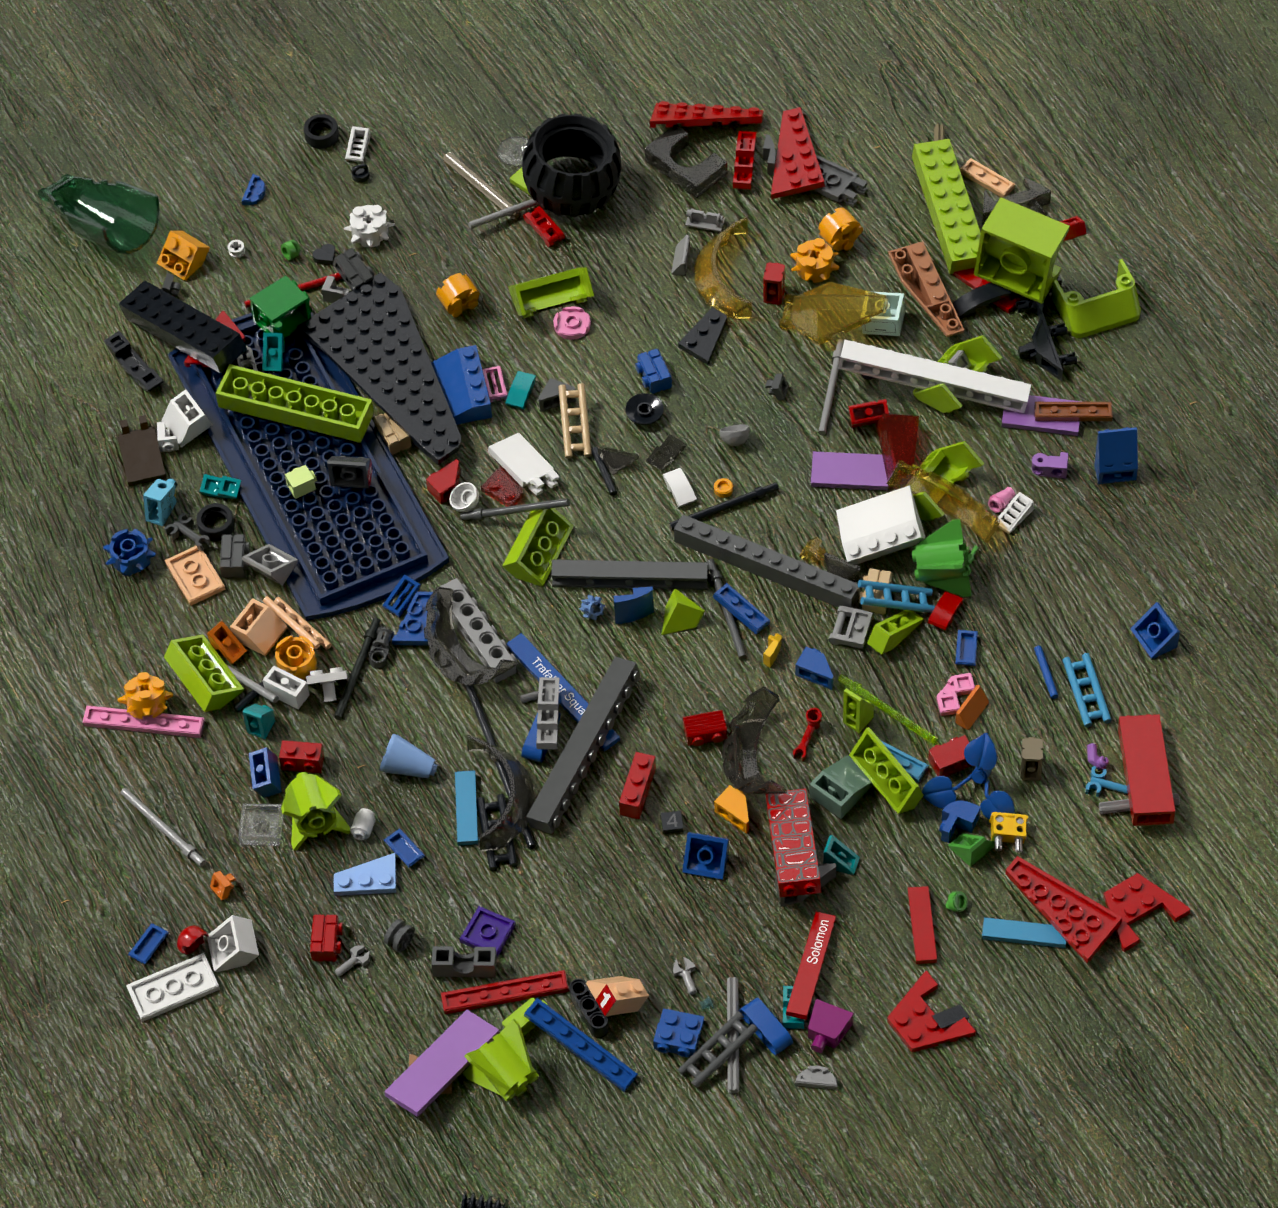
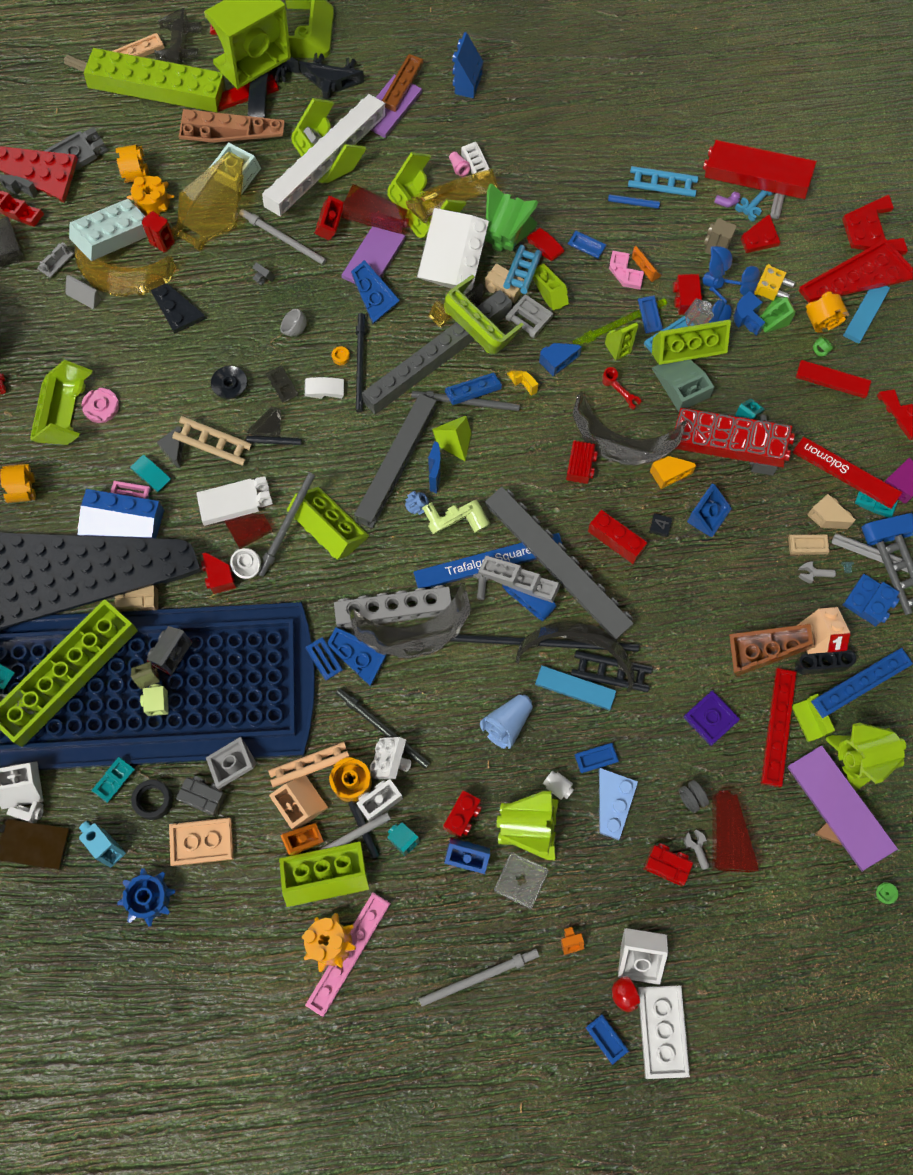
camera: 70 degrees left, 15 degrees up
(183, 526) = (138, 834): dark grey bar -> none
(316, 459) = (145, 675): none -> olive slope
(375, 980) = (730, 837): none -> clear red slope
(376, 1131) = (887, 893): none -> bright green tile
(377, 649) = (370, 697): dark grey connector -> none
(452, 964) = (743, 749): dark grey arch -> none
(574, 943) = (768, 646): none -> dark orange wedge
(603, 652) = (472, 511): none -> yellowish green piece
(654, 371) = (192, 359): blue brick -> none
(715, 960) = (808, 544): none -> tan tile
(751, 241) = (108, 229): none -> light aqua brick
(755, 964) = (830, 514): none -> tan slope
(804, 485) = (373, 291): none -> blue wing
(805, 546) = (475, 321): none -> lime windscreen
(907, 729) = (650, 314): none -> blue tile
(927, 770) = (699, 313): none -> clear brick
(992, 886) = (827, 312): none -> light orange brick
(1050, 465) = (444, 119): medium lavender leg -> none
(1067, 804) = (760, 236): none -> red wing
(1156, 631) = (634, 112): blue slope -> none

